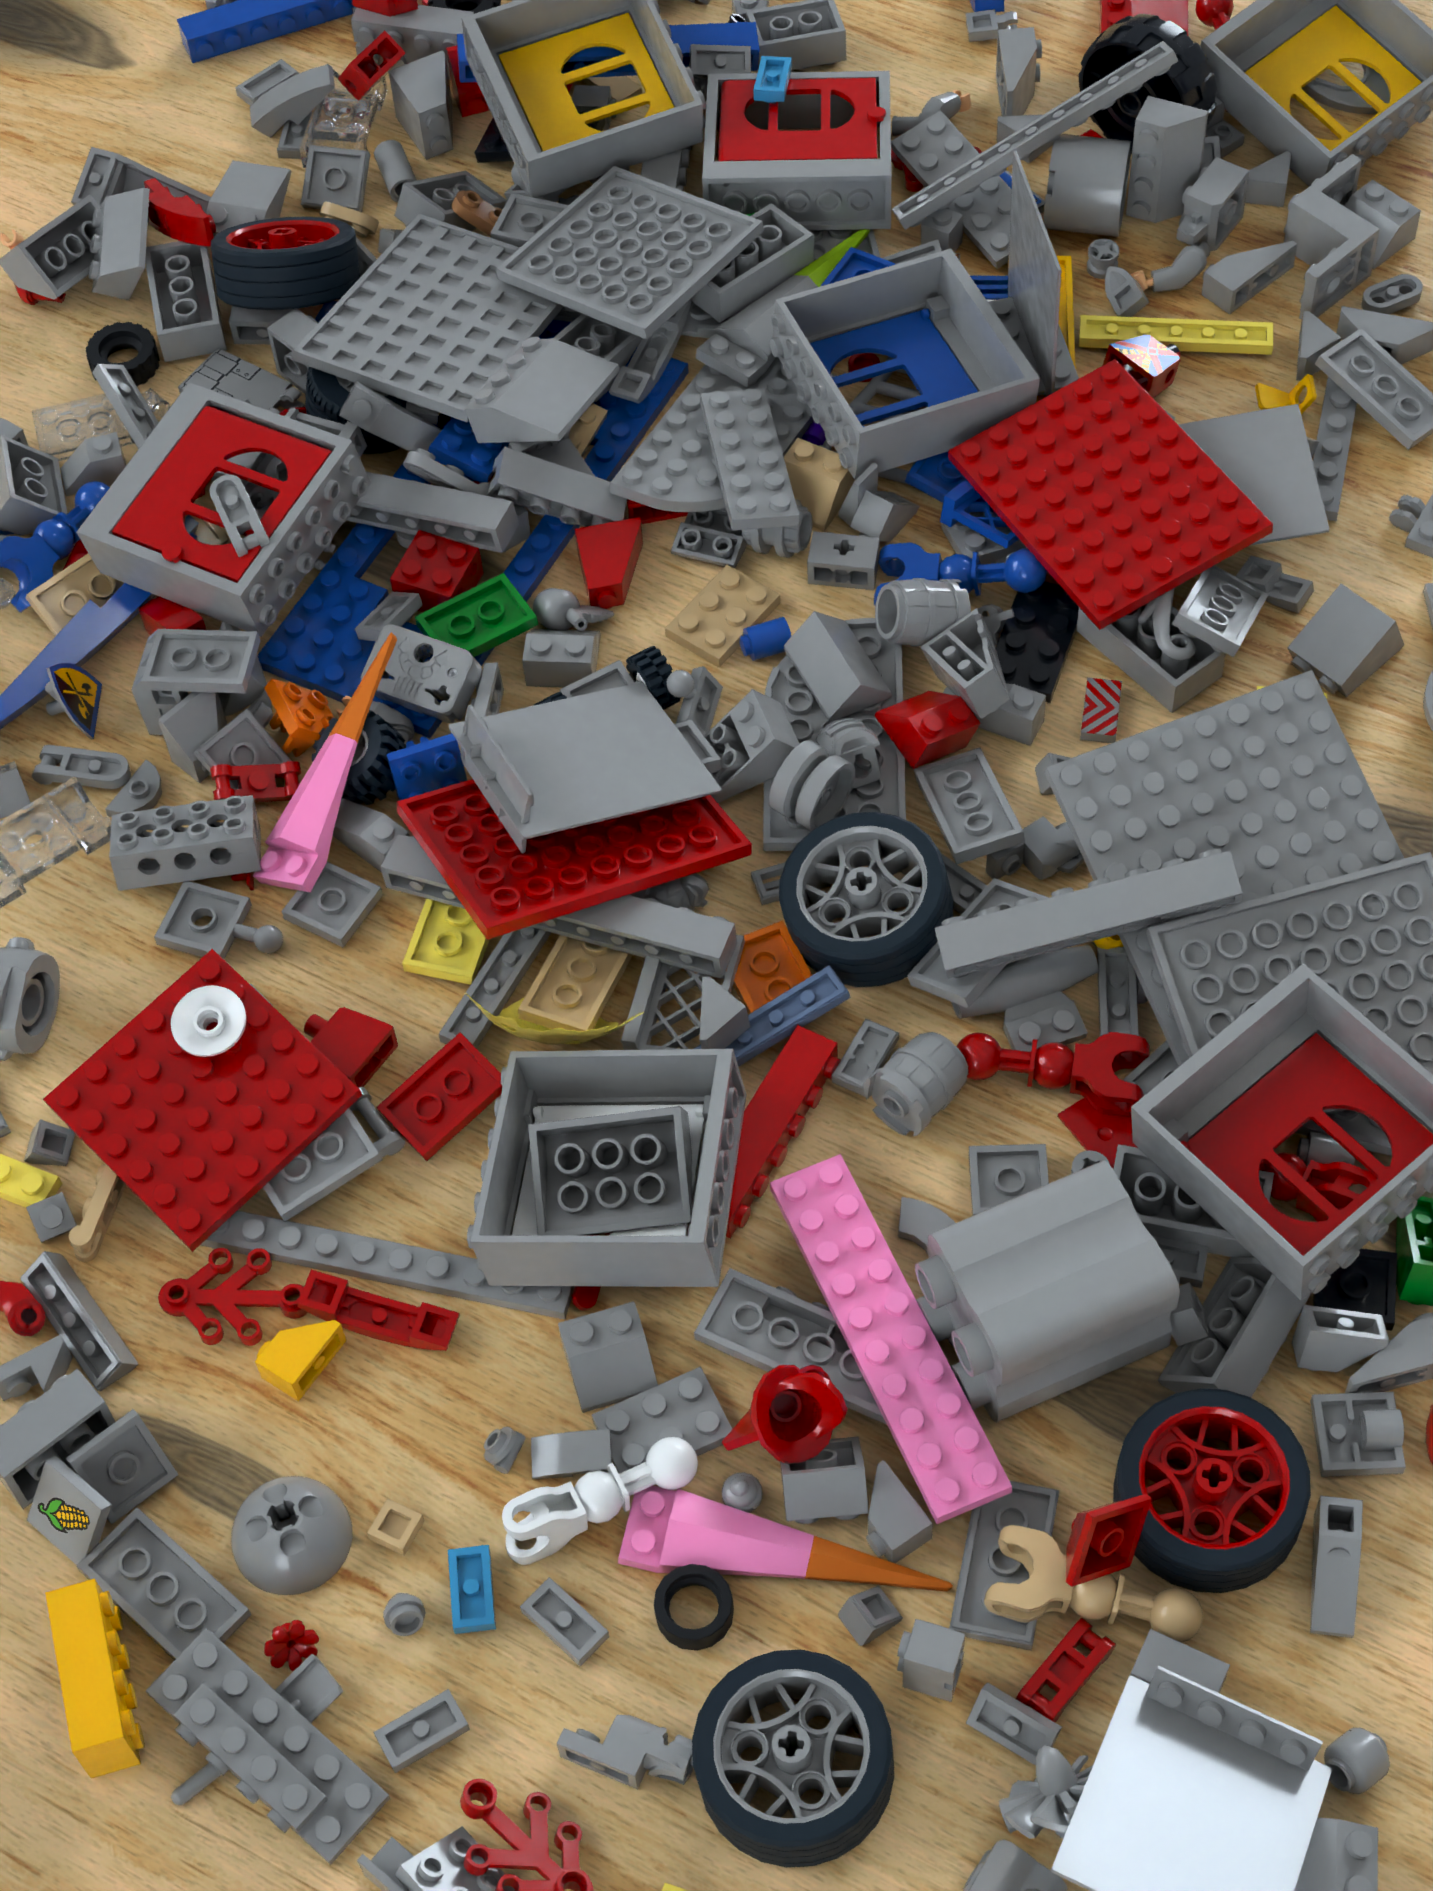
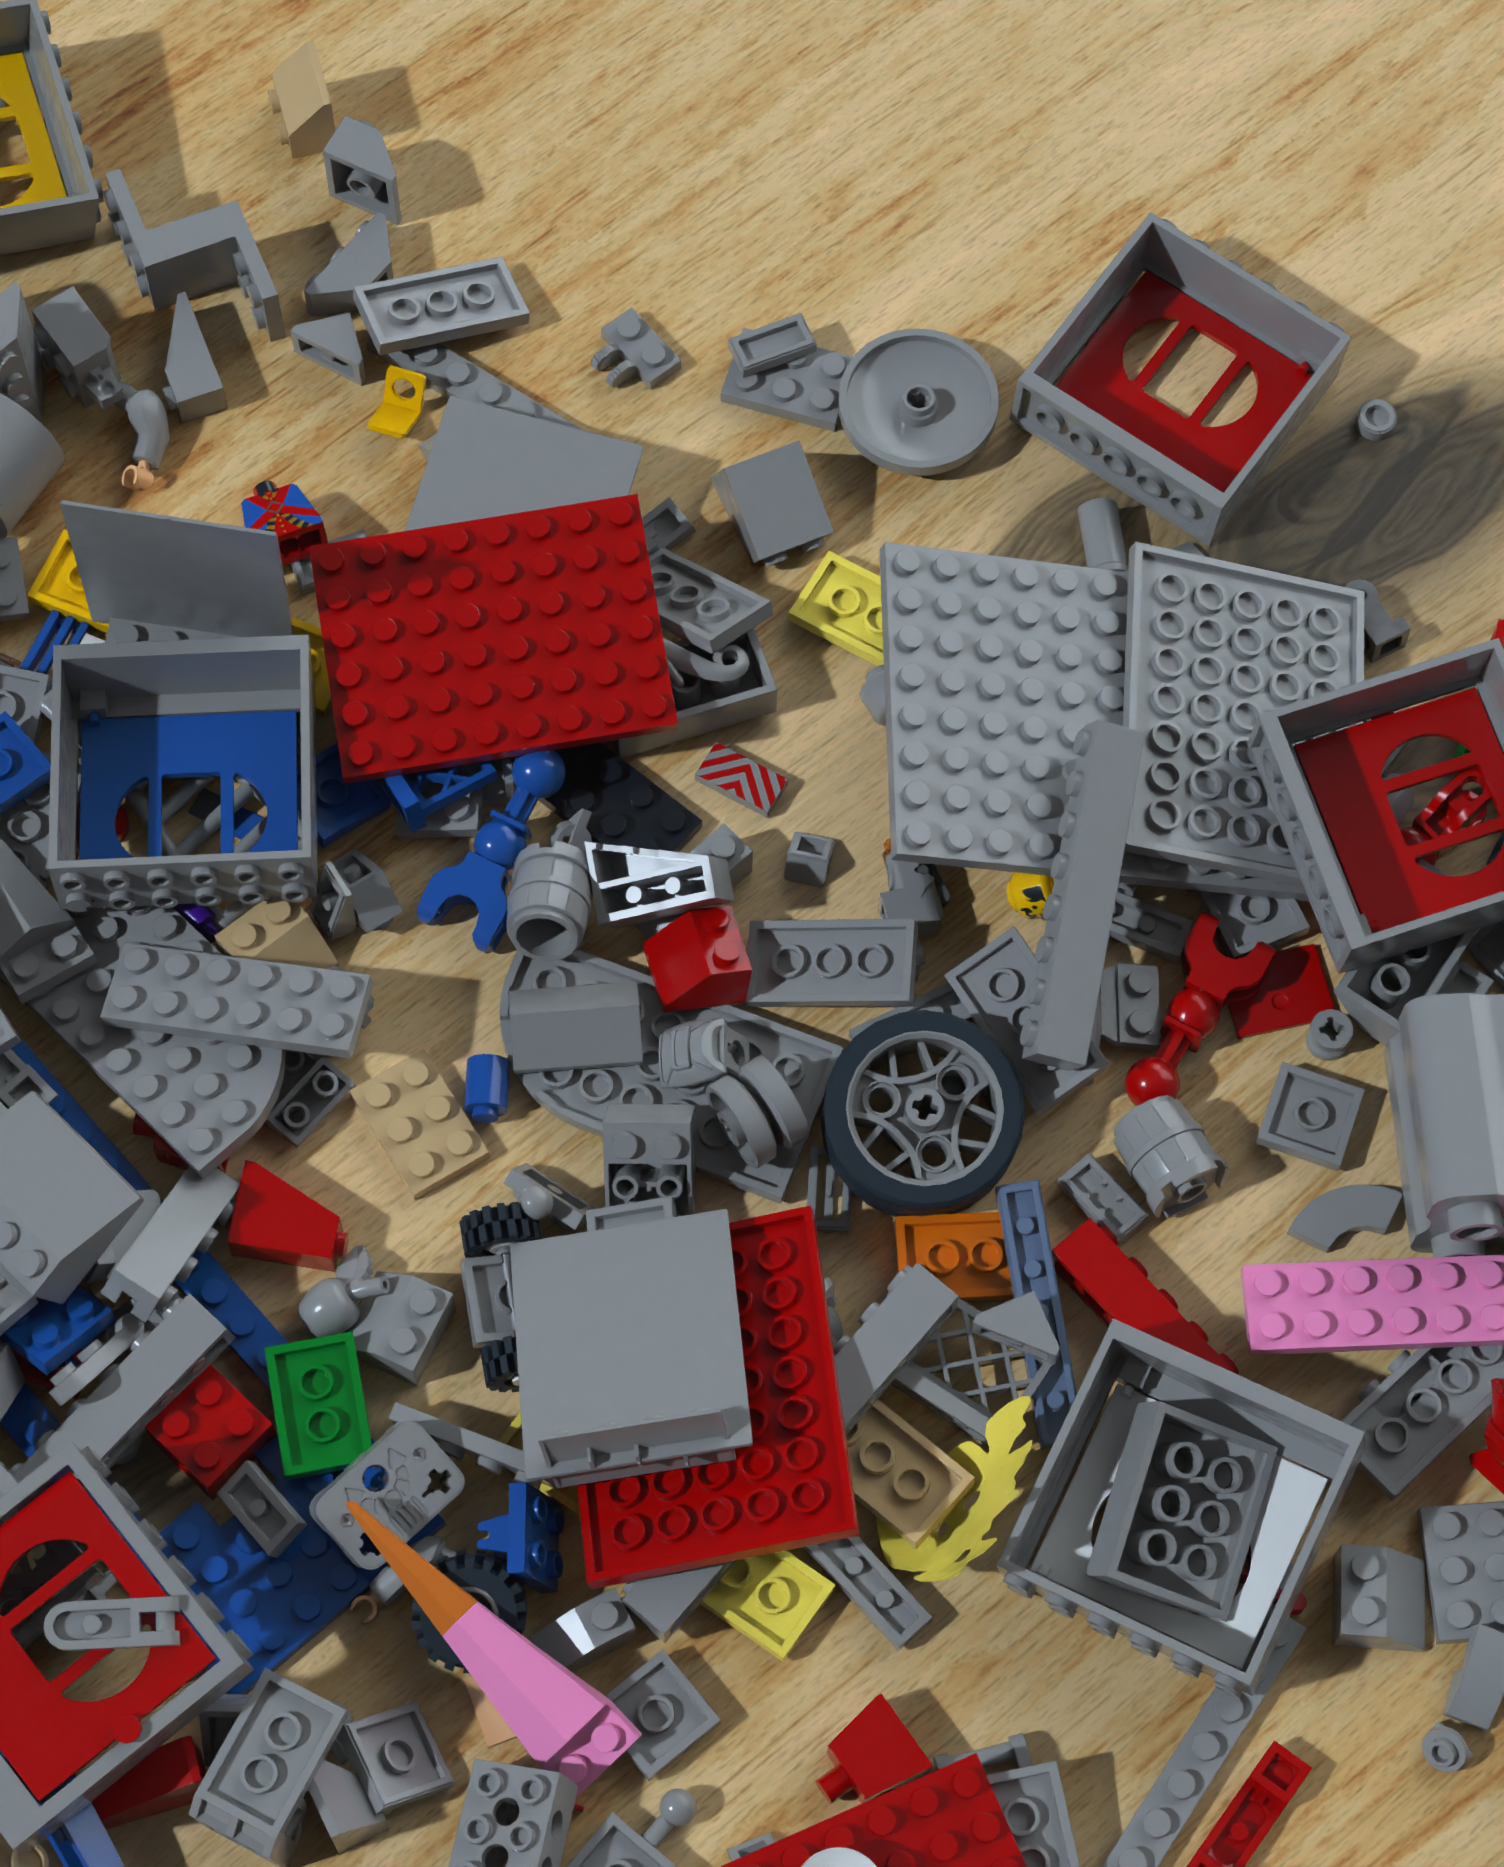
camera: 75 degrees left, 10 degrees up
(257, 781) = (444, 1751): red plate -> none
(298, 713) = (369, 1661): orange plate -> none
(442, 1096) = (987, 1668): red plate -> none
(843, 560) = (407, 980): light grey brick -> none
(1101, 255) = (80, 488): light grey wheel -> none
(1124, 292) = (149, 496): light grey plate -> none
(1186, 334) = (255, 449): light yellow plate -> none
(1269, 181) = (59, 268): light grey slope -> none
(1389, 213) = (179, 188): light grey slope -> none
(1392, 294) = (297, 239): light grey plate -> none

